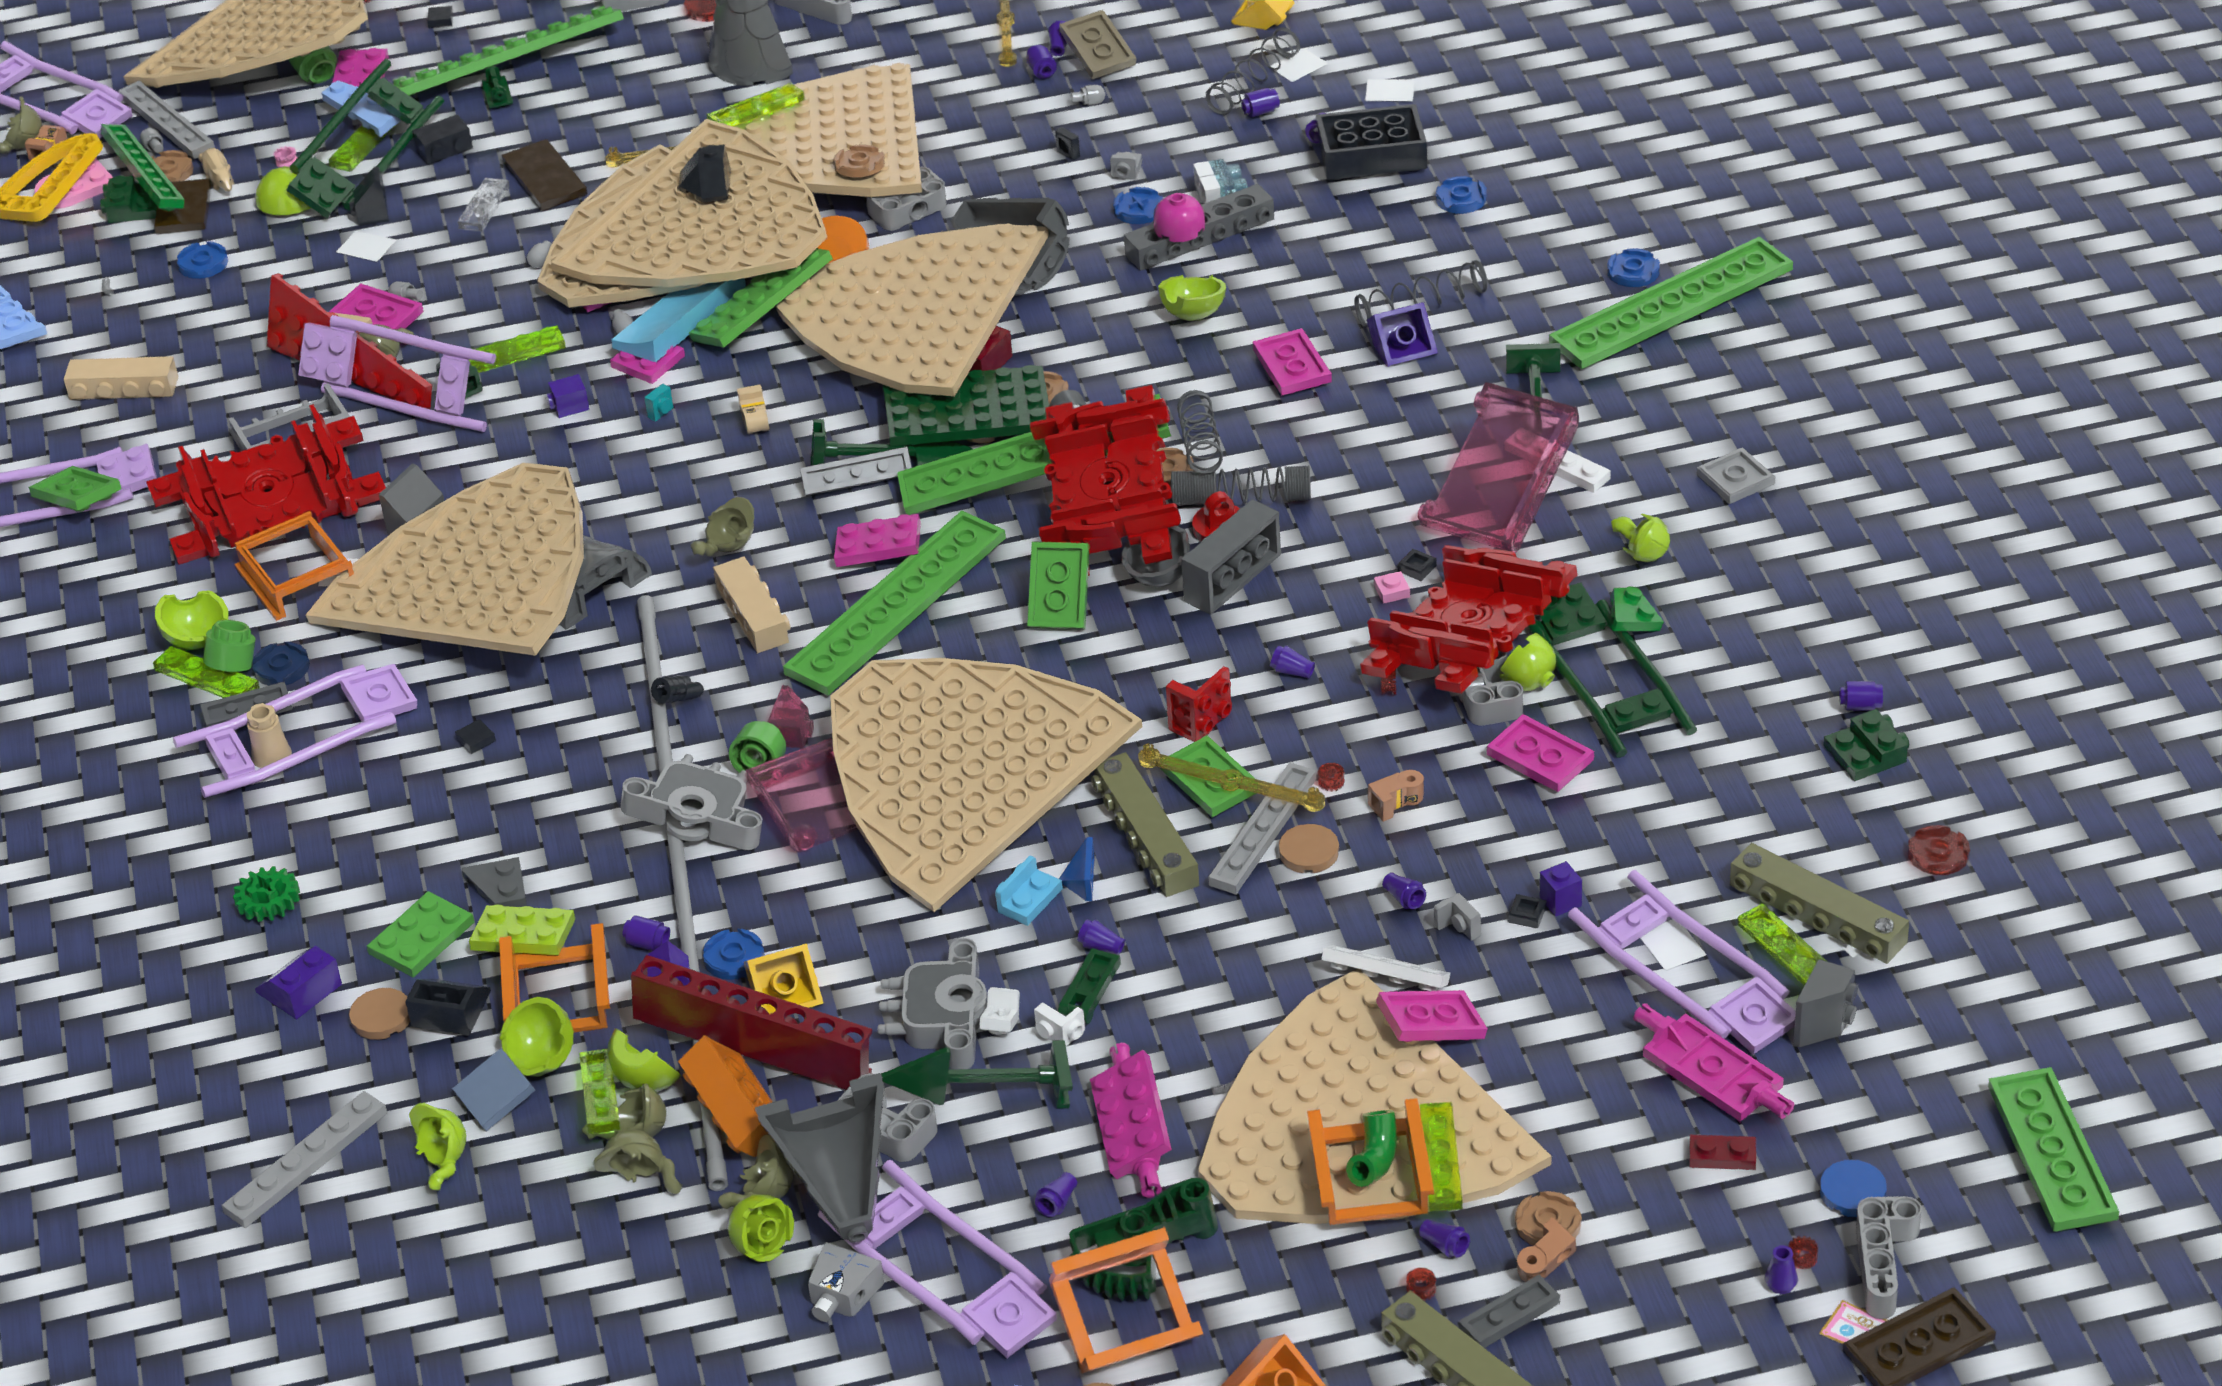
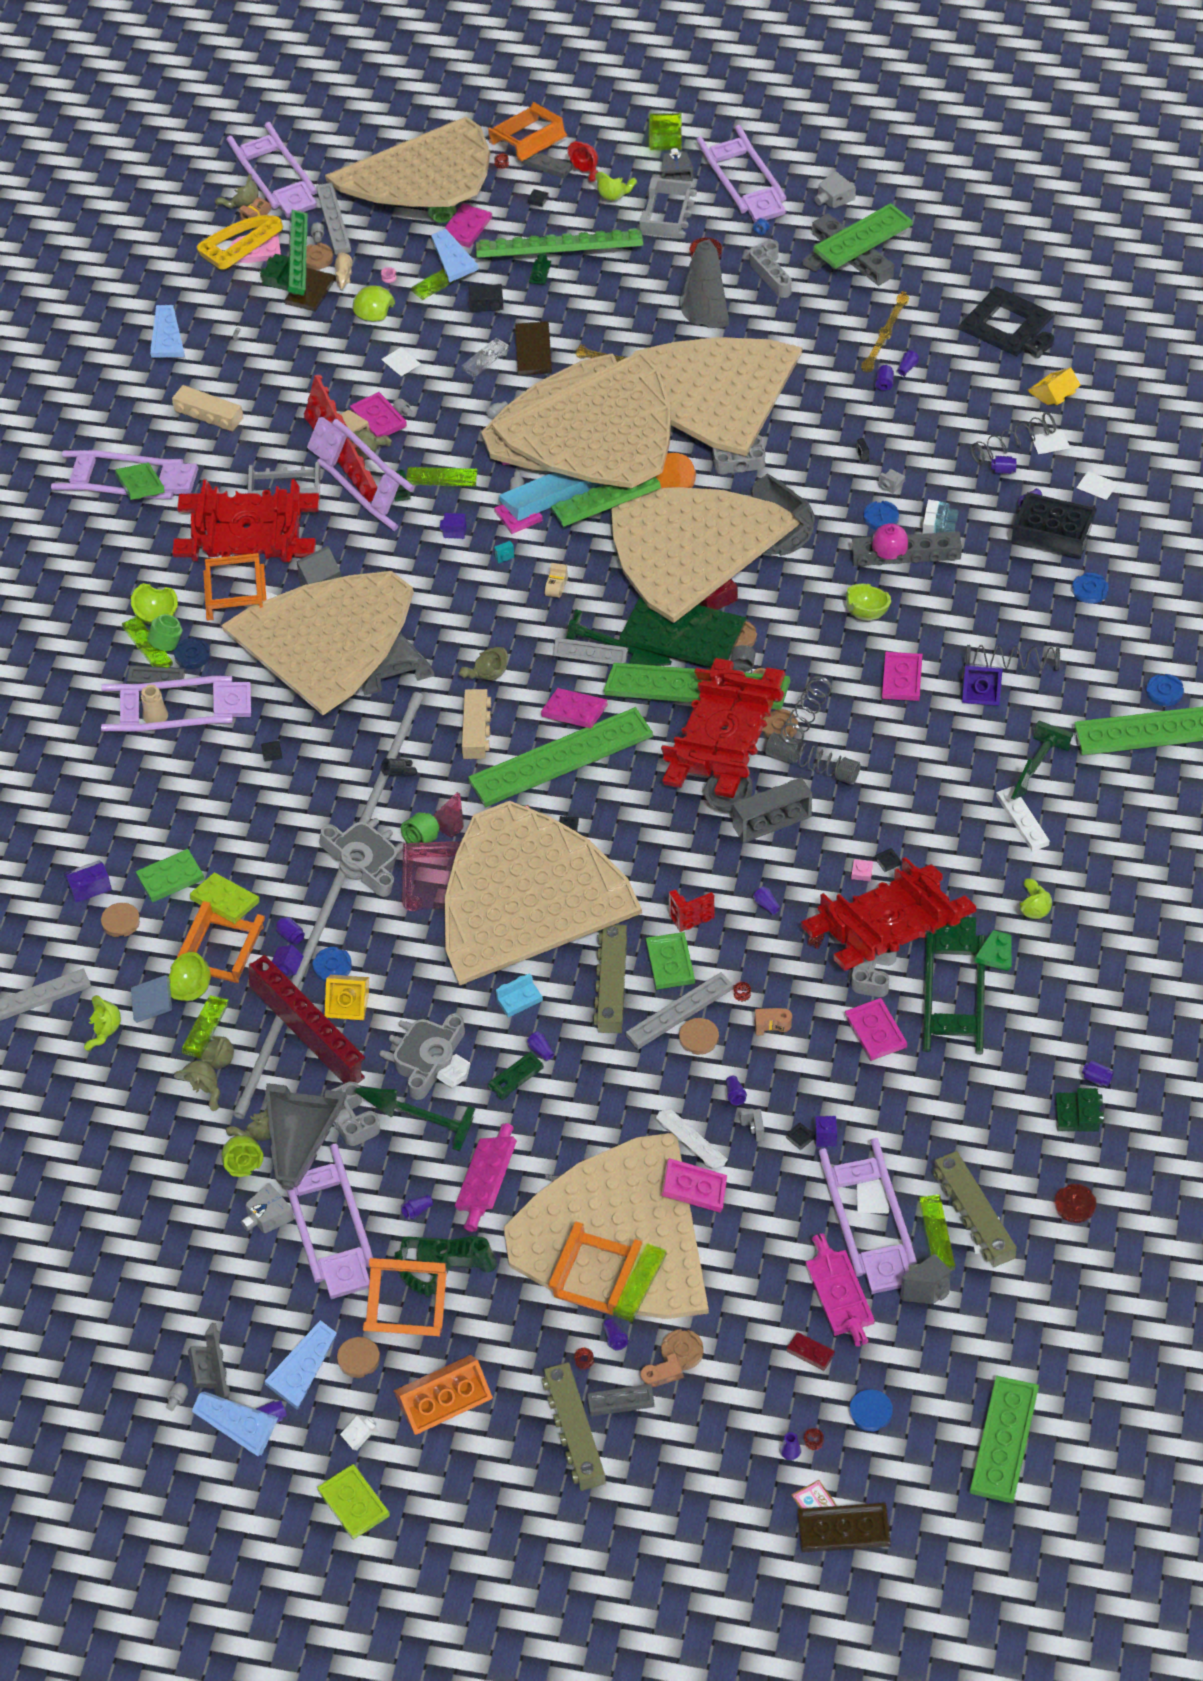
camera: 25 degrees right, 10 degrees up
(202, 260) = (300, 335): blue tile -> none
(266, 893) = (100, 812): green gear -> none
(324, 187) = (394, 309): dark green plate -> none
(370, 199) = (419, 329): black slope -> none
(446, 1005) = (156, 930): black slope -> none
(498, 882) = (231, 859): dark grey wing -> none
(637, 1067) = (234, 1019): lime cylinder -> none
(707, 174) = (614, 397): black slope -> none
(728, 1091) = (274, 1059): orange slope -> none
(758, 106) = (680, 350): clear neon green plate -> none
(859, 161) = (717, 419): medium nougat tile -> none
(1056, 1026) = (483, 1099): white bracket -> none
(1058, 585) = (656, 788): bright green plate -> none
(1080, 871) = (558, 994): blue slope -> none
(1089, 95) = (900, 416): light grey cylinder -> none
(1097, 44) = (927, 378): dark tan plate -> none
(1151, 757) = (640, 934): clear yellow piece -> none
(1213, 514) = (784, 773): red tile -> none
(1378, 1149) = (605, 1263): green cylinder -> none
(1503, 468) = (974, 816): clear pink windscreen -> none
(1530, 665) = (905, 965): lime cylinder -> none
(1736, 475) = (1128, 876): light grey tile -> none
(1877, 1226) = (856, 1463): light grey beam -> none

